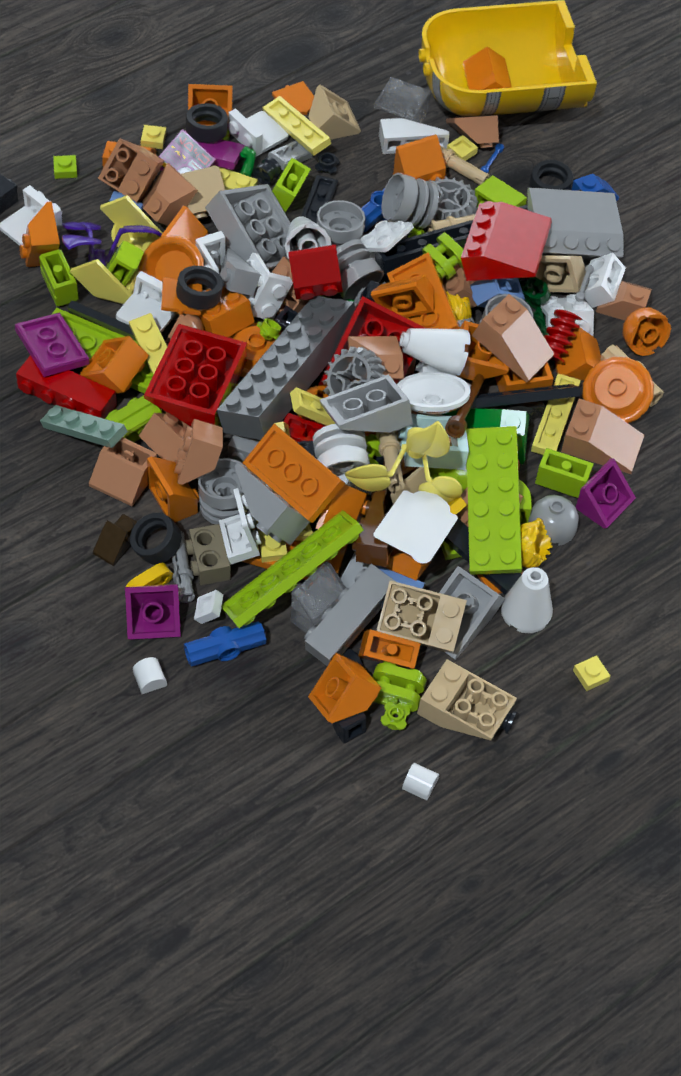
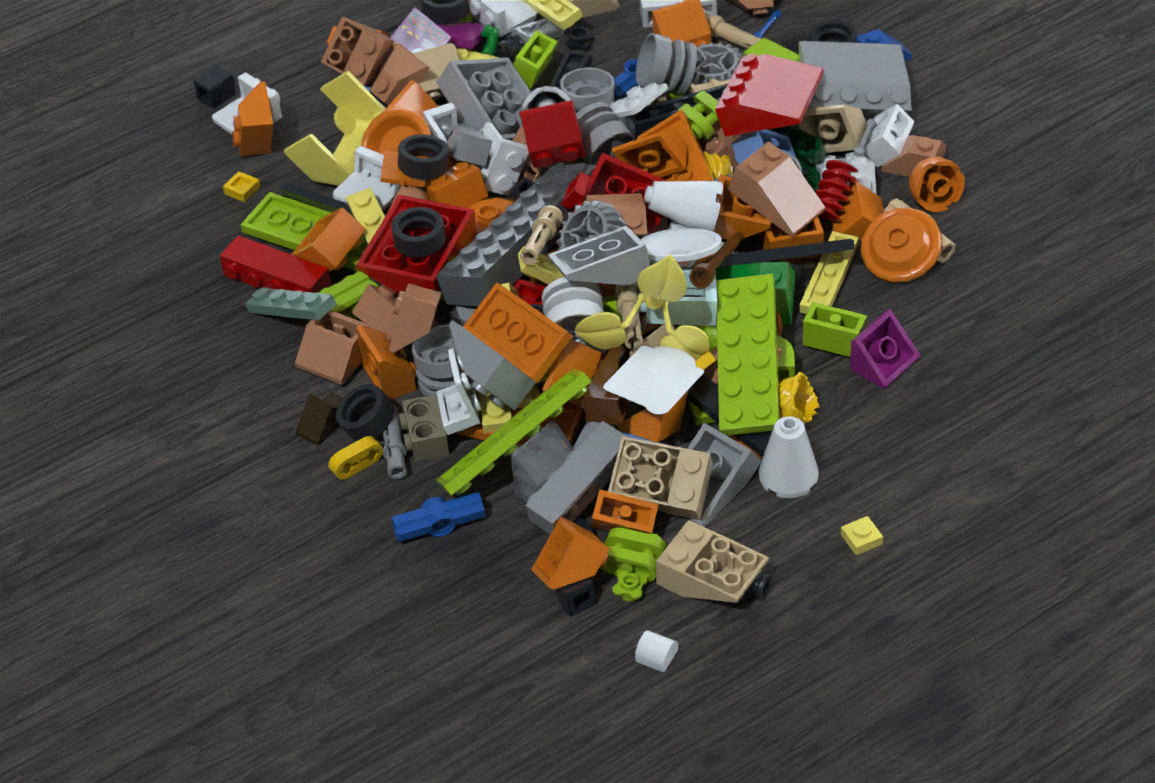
camera: 10 degrees right, 10 degrees down
(29, 298) = (241, 186): none -> yellow tile
(51, 344) = (260, 225): magenta tile -> none
(58, 277) = (272, 161): lime brick -> none
(65, 166) = (288, 57): lime plate -> none
(75, 240) = (305, 116): dark purple plant -> none
(125, 261) = (344, 138): lime brick -> none
(149, 675) = (351, 551): white brick -> none
(152, 611) = (357, 485): magenta slope -> none
(153, 136) = (387, 22): light yellow plate -> none
(197, 351) = (421, 245): none -> black tyre
(208, 607) = (421, 480): white plate -> none
(269, 329) = (502, 198): lime plate -> none
(311, 375) = (540, 235): none -> tan pin
(338, 330) = (575, 190): none -> red tile
(463, 148) = (734, 15): light yellow plate -> none
(558, 517) = (827, 377): light grey cylinder -> none
(601, 435) = (874, 286): nougat slope -> none

